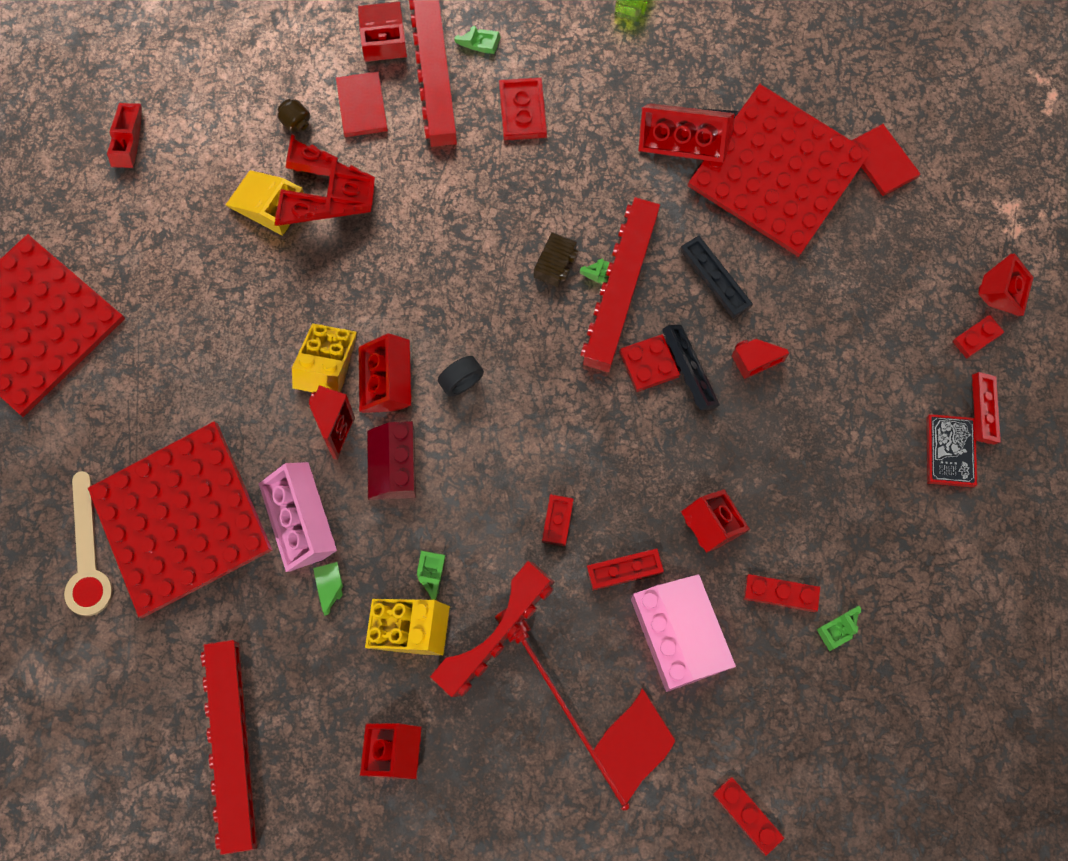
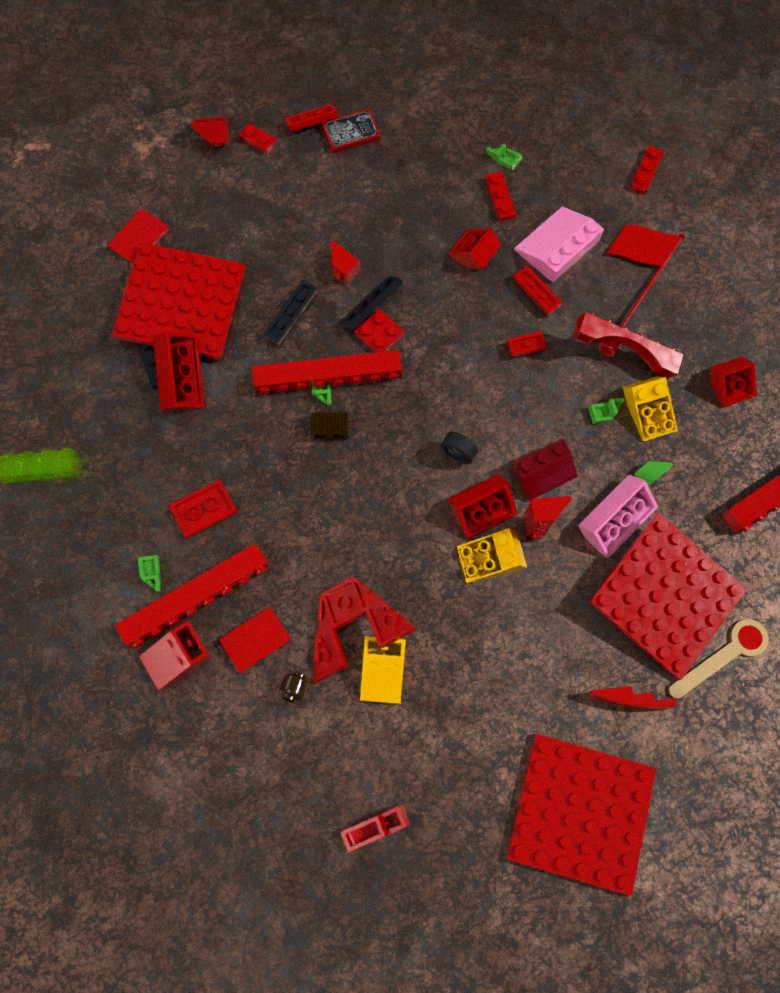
camera: 115 degrees left, 0 degrees up
(103, 417) = (624, 697): none -> red slope

